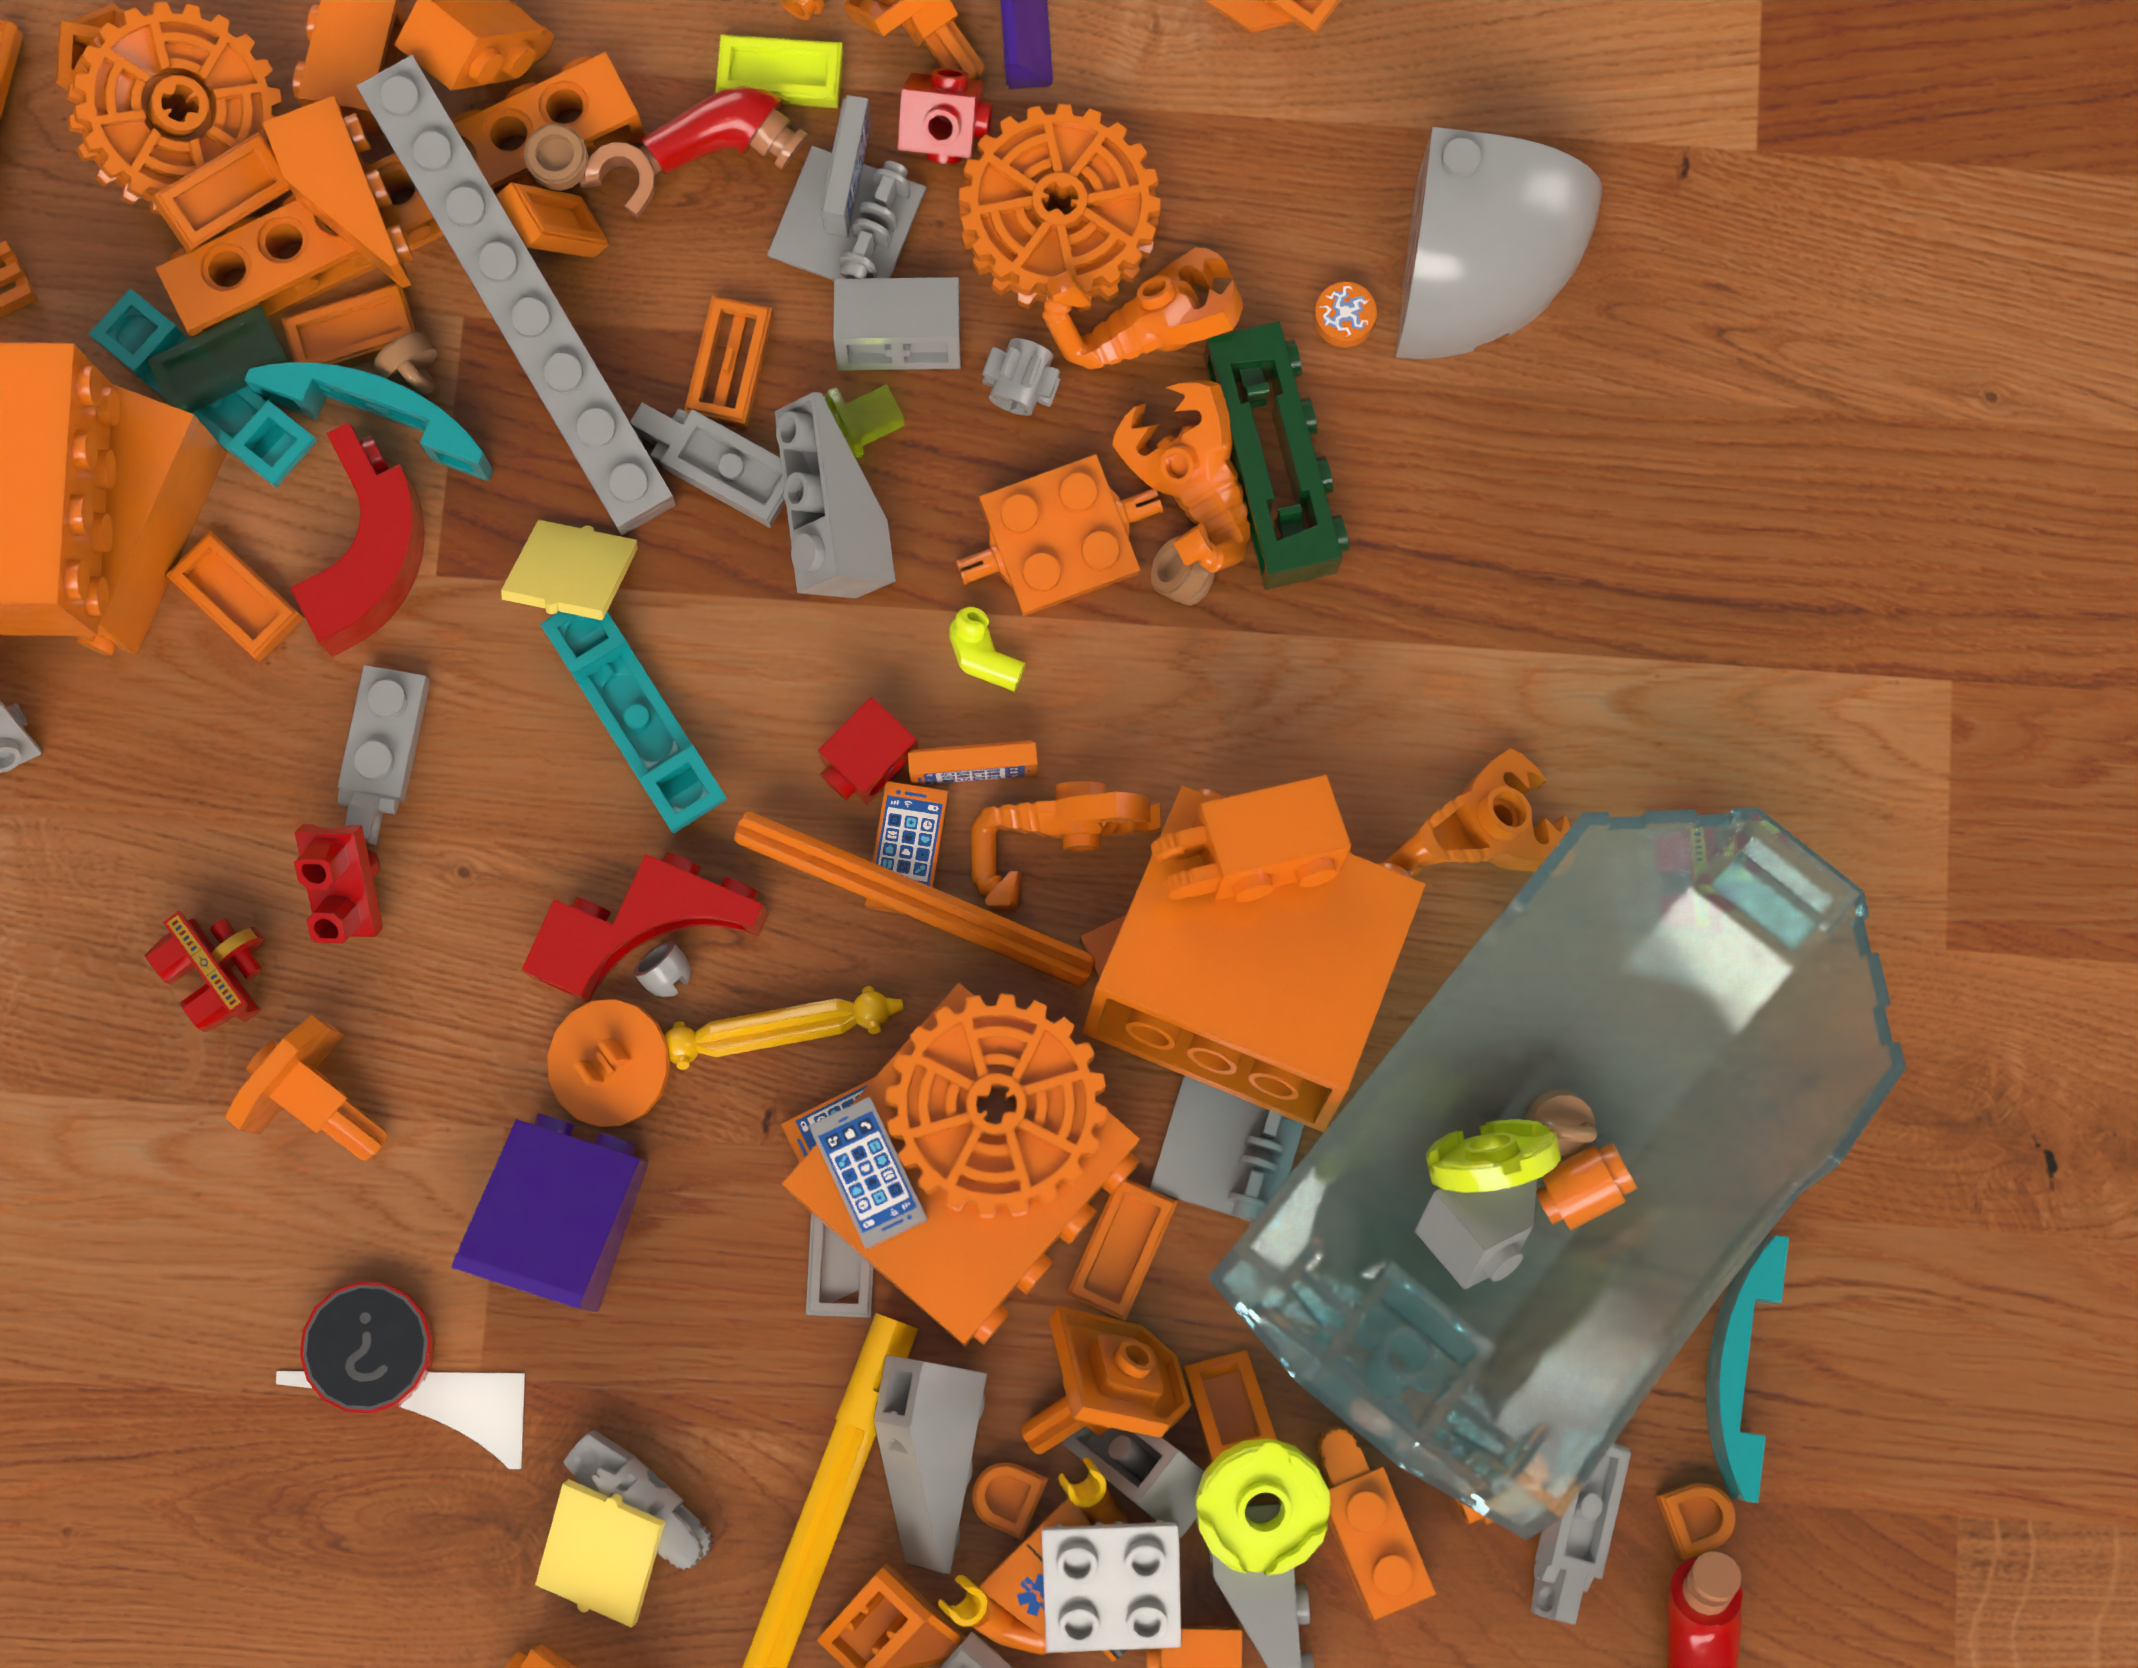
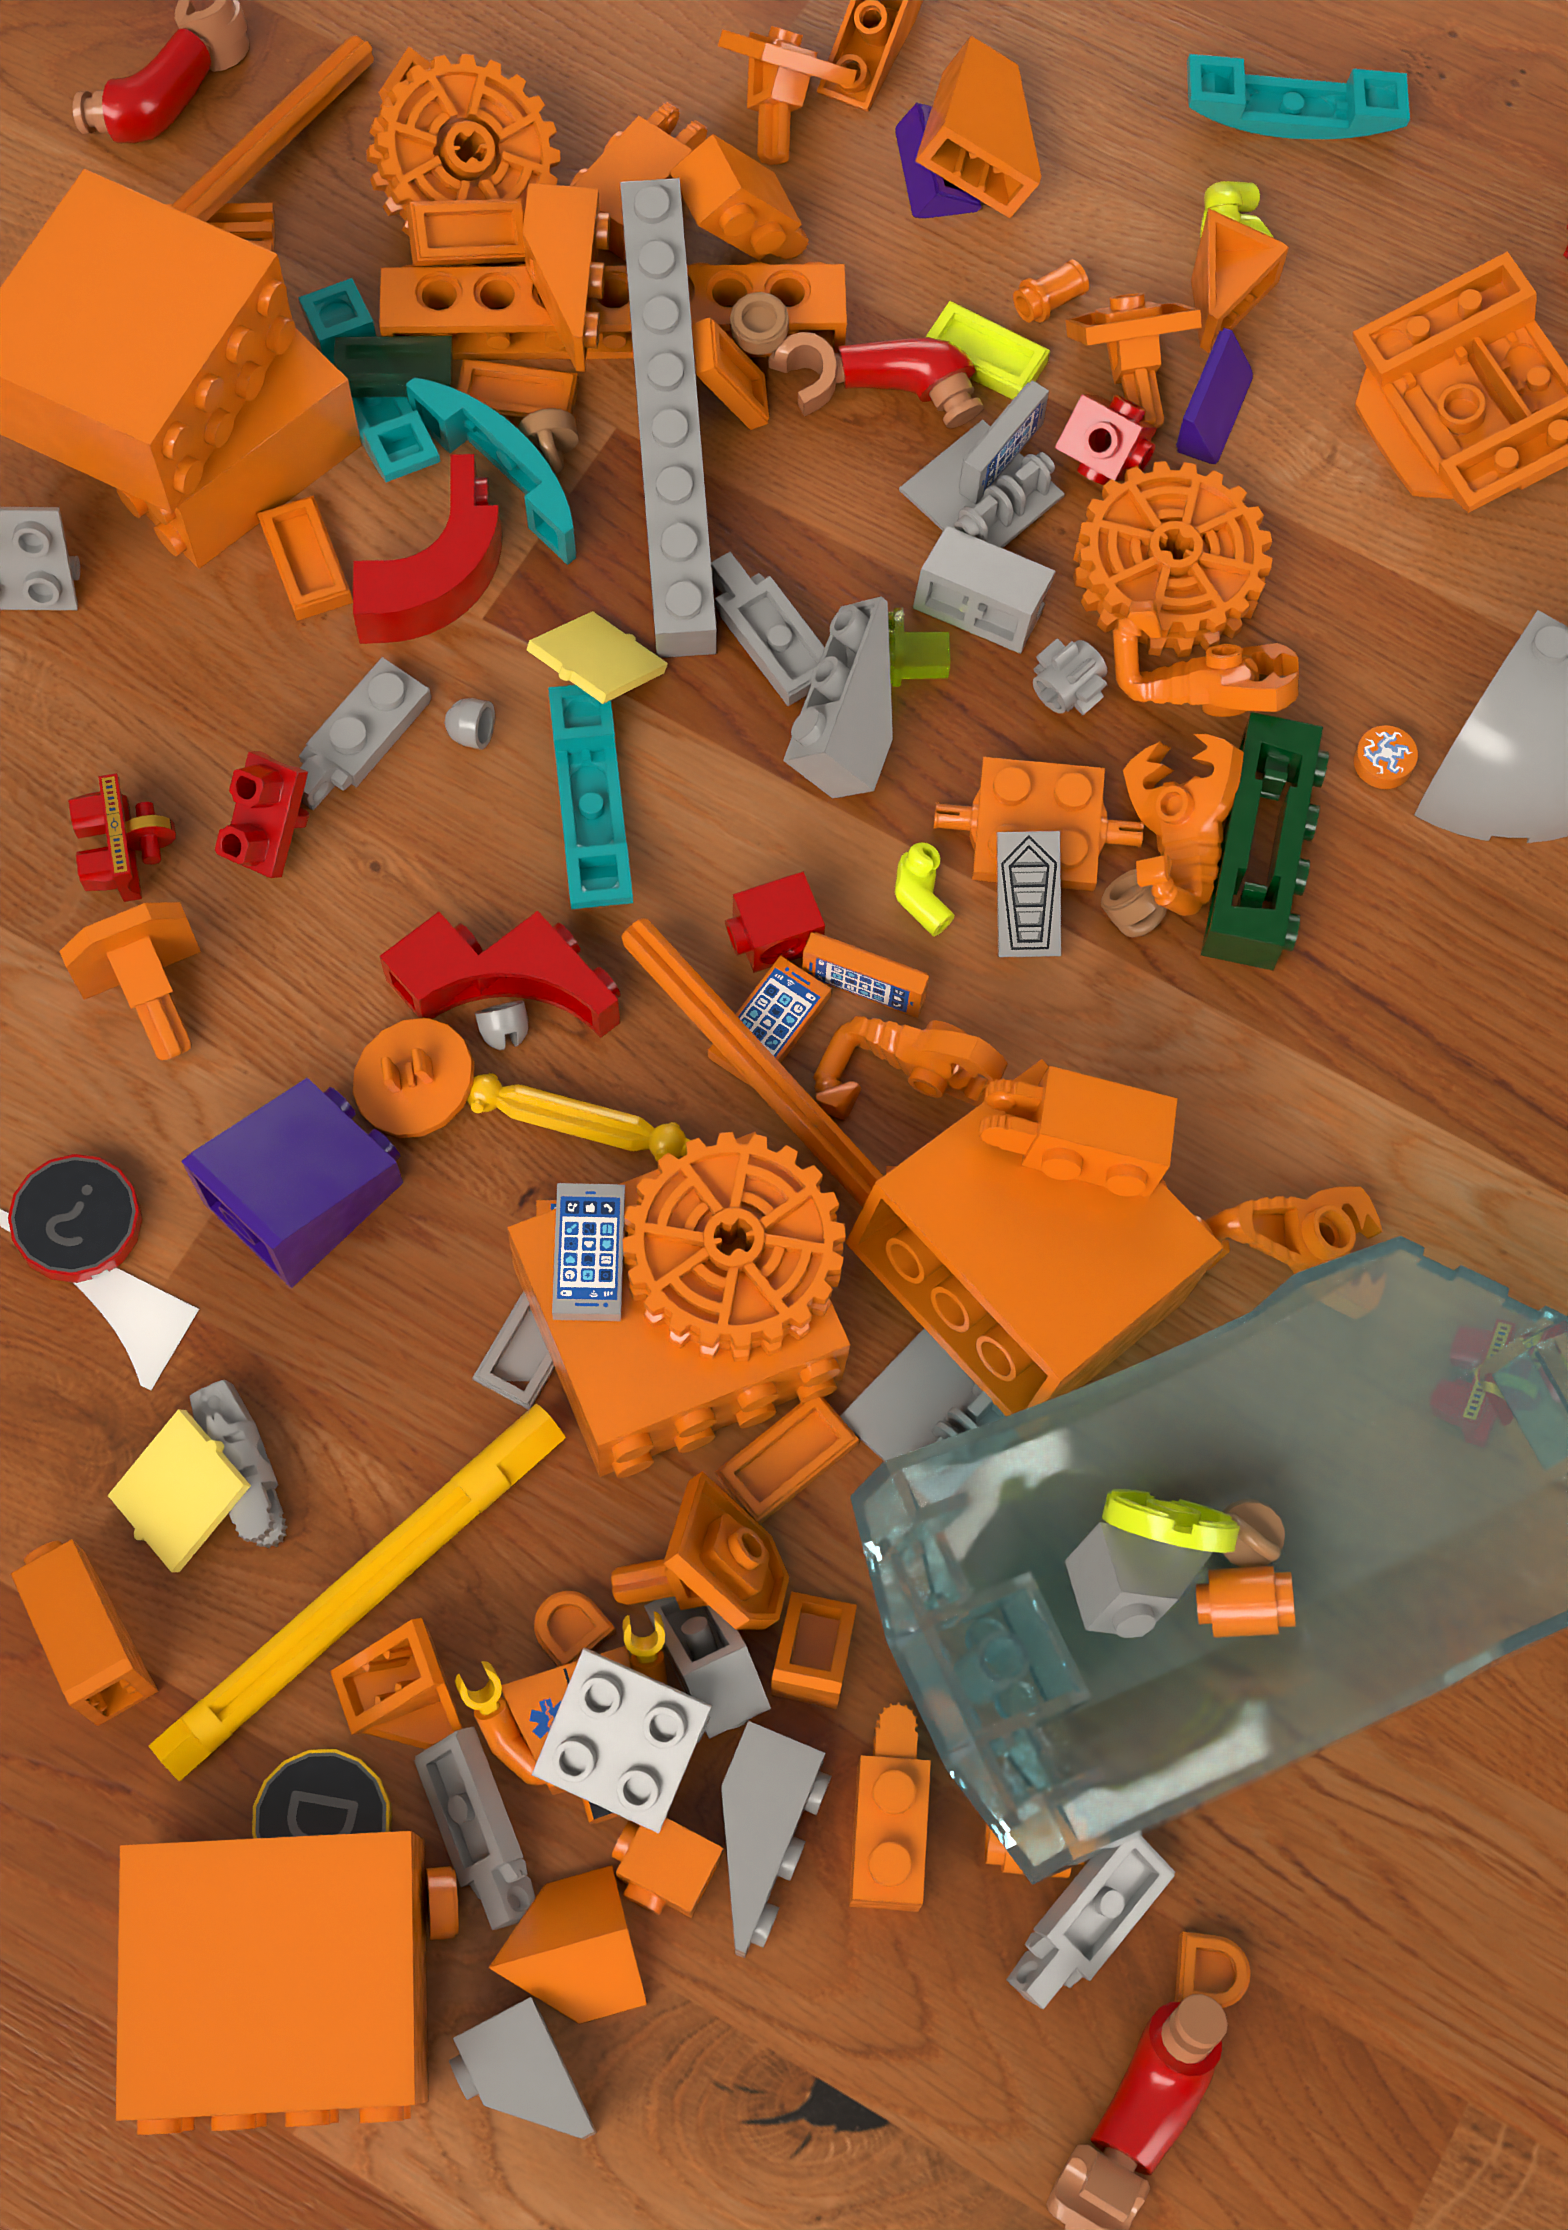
camera: 25 degrees right, 10 degrees down
(481, 690) = (471, 722): none -> light grey hinge
(718, 410) = (837, 575): orange tile -> none
(926, 1443) = (519, 1538): light grey slope -> none
(1085, 613) = (1028, 894): none -> tile
(1255, 1469) = (792, 1779): neon yellow tile -> none
(1735, 1452) = (1277, 1919): teal slope -> none

